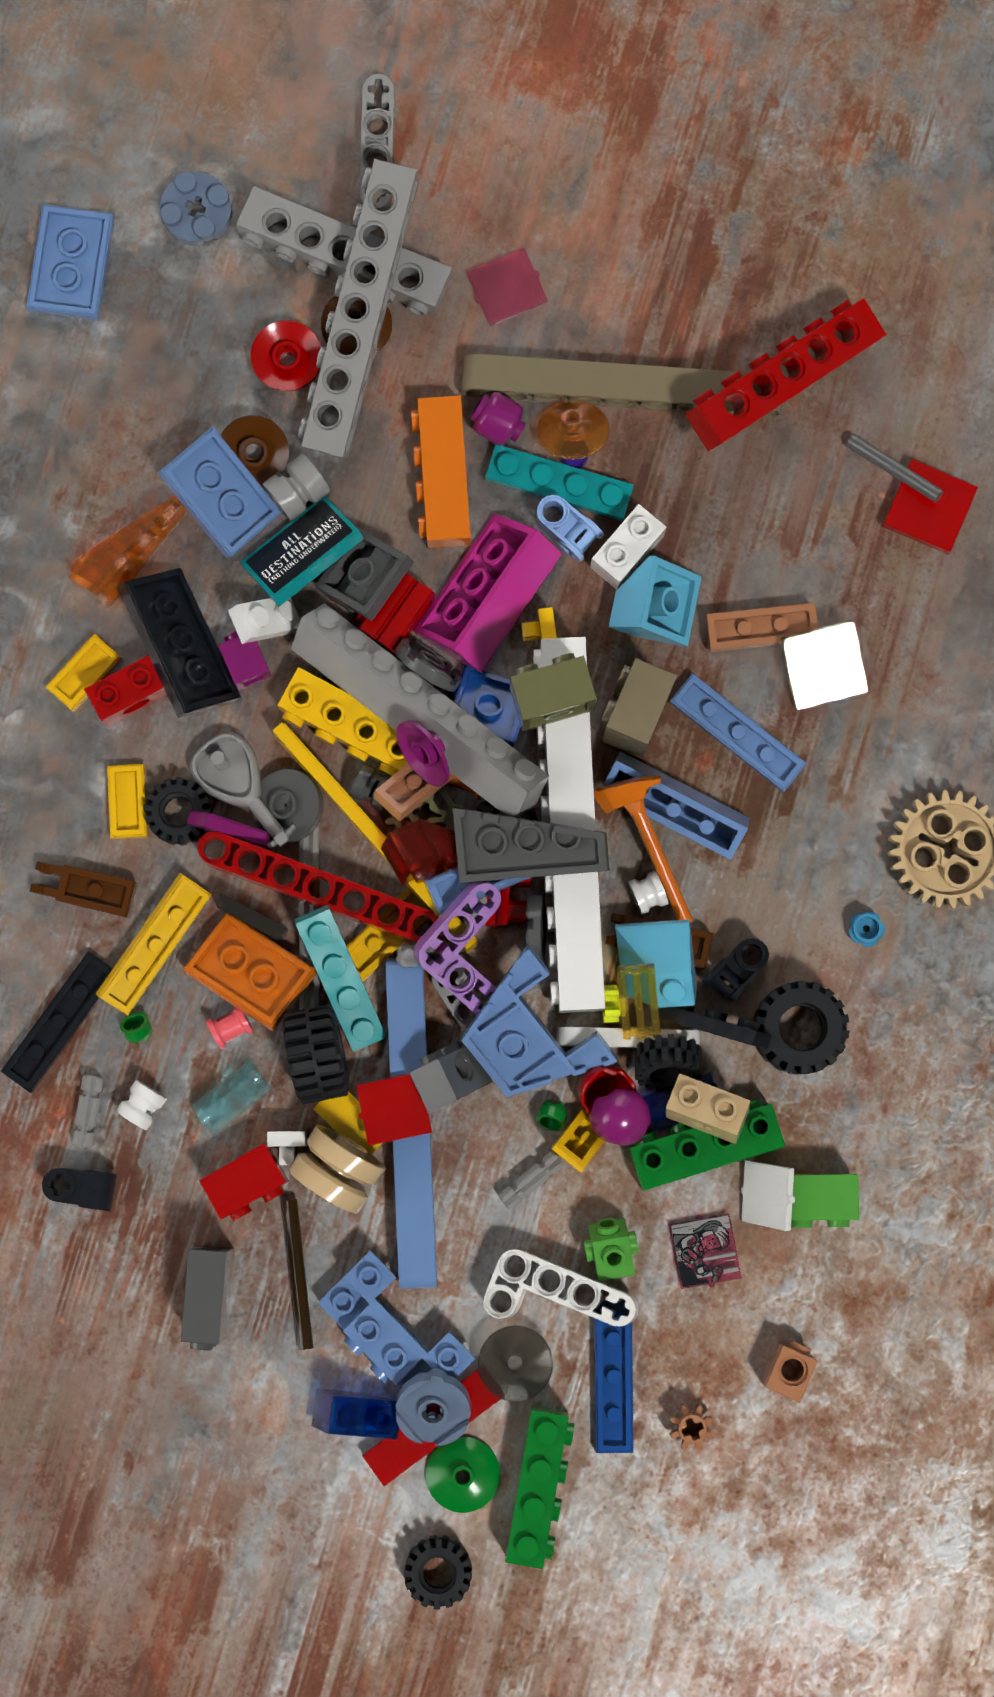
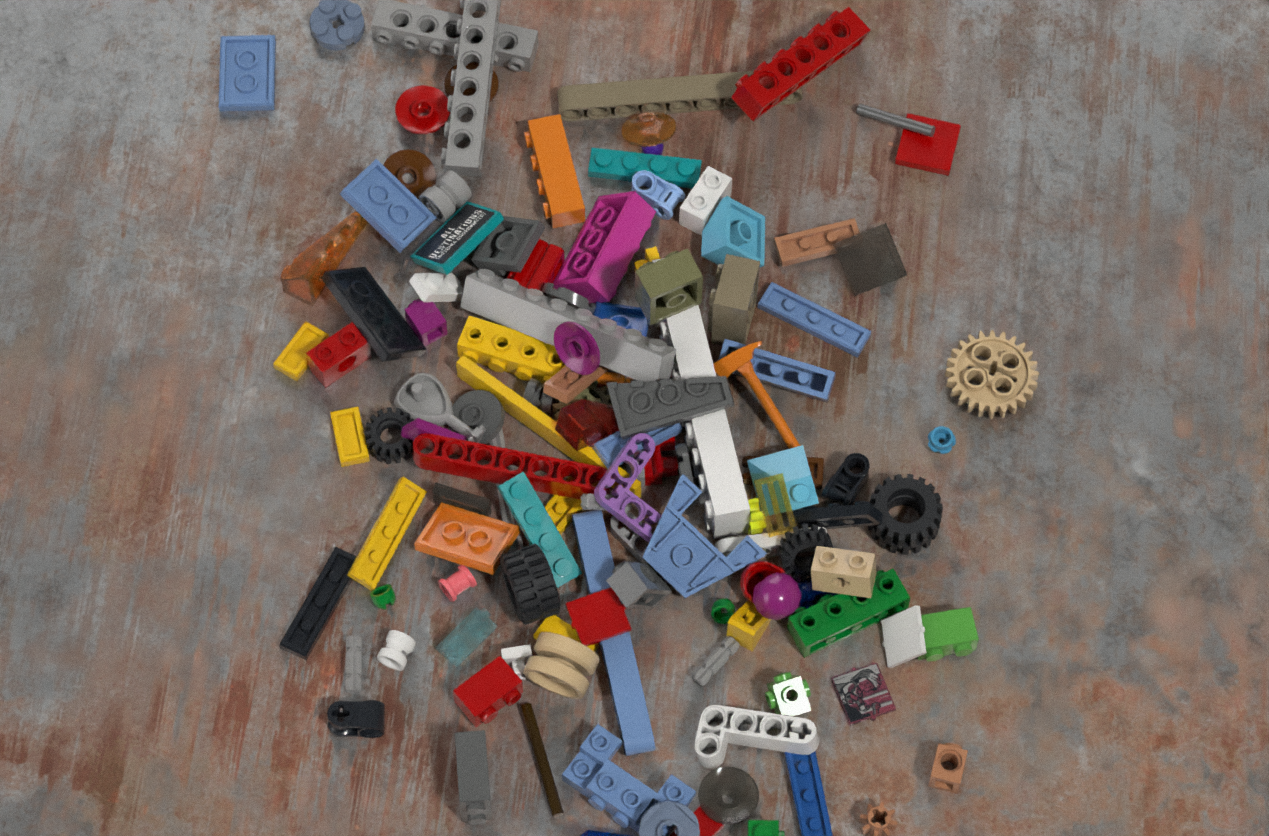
camera: 10 degrees left, 20 degrees down
(88, 889) = (326, 501): reddish brown hinge -> none
(498, 418) = (590, 128): magenta head -> none
(507, 287) = (580, 44): clear pink piece -> none
(648, 892) = (767, 438): white wheel -> none

